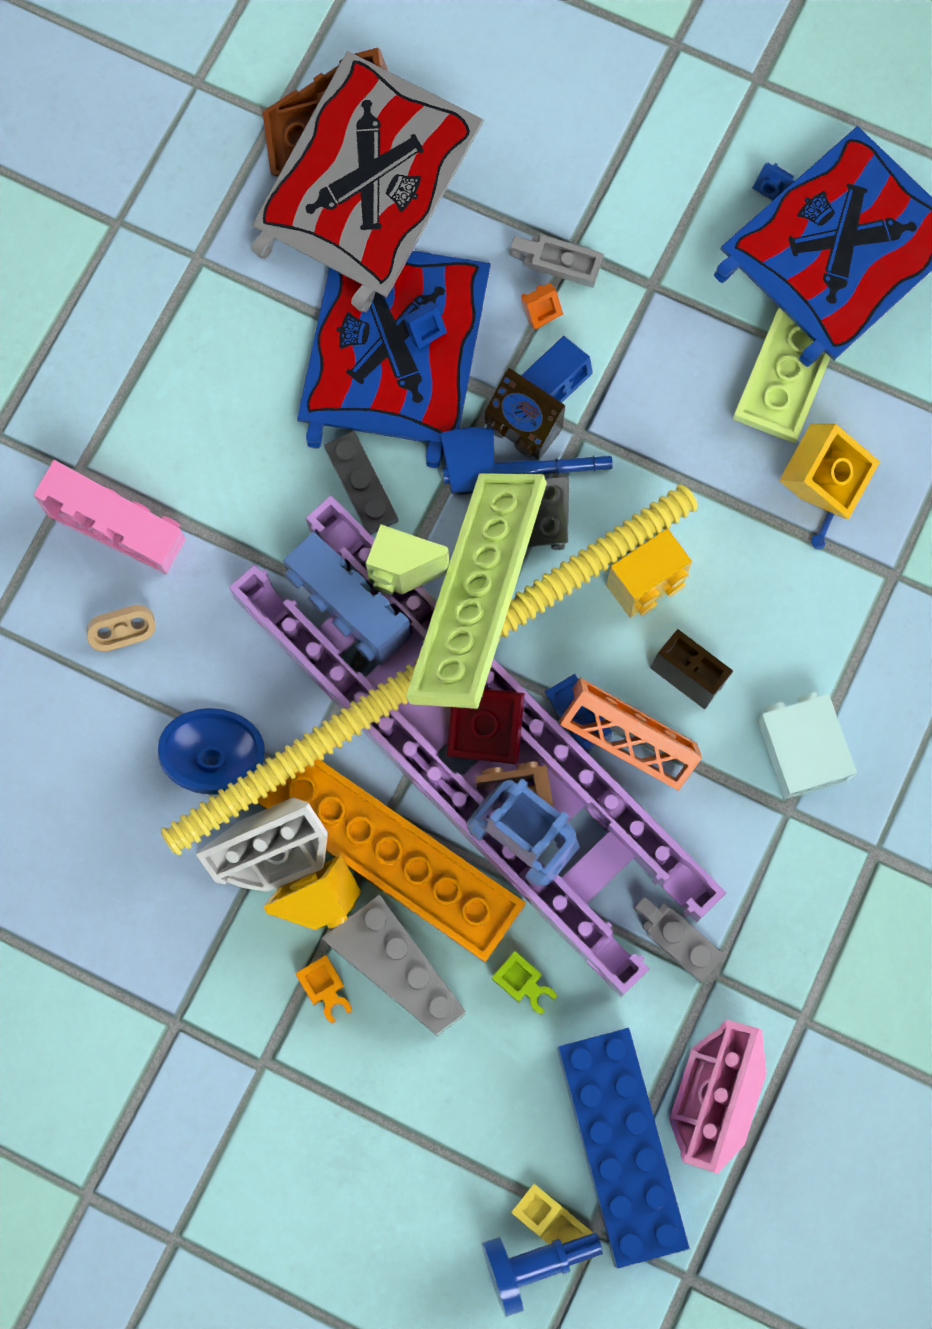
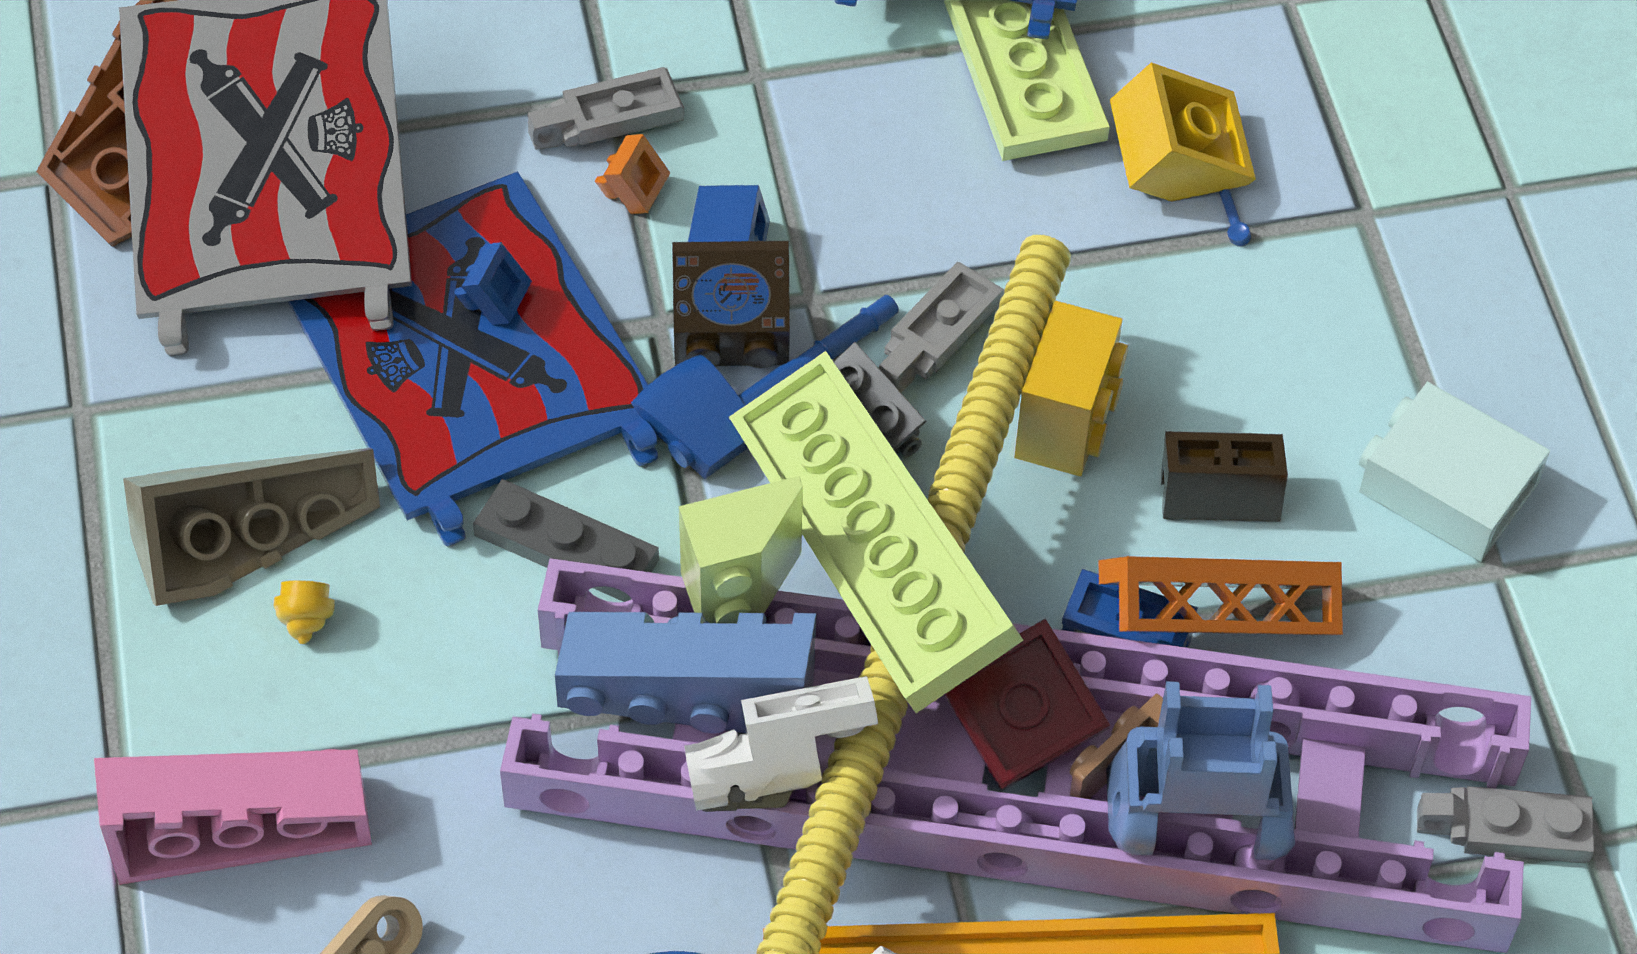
camera: 40 degrees left, 20 degrees down
(216, 365) = (223, 521): none -> dark tan wedge
(217, 435) = (303, 607): none -> yellow plate
(348, 668) = (779, 745): none -> white plate
(622, 491) = (939, 325): none -> light grey hinge

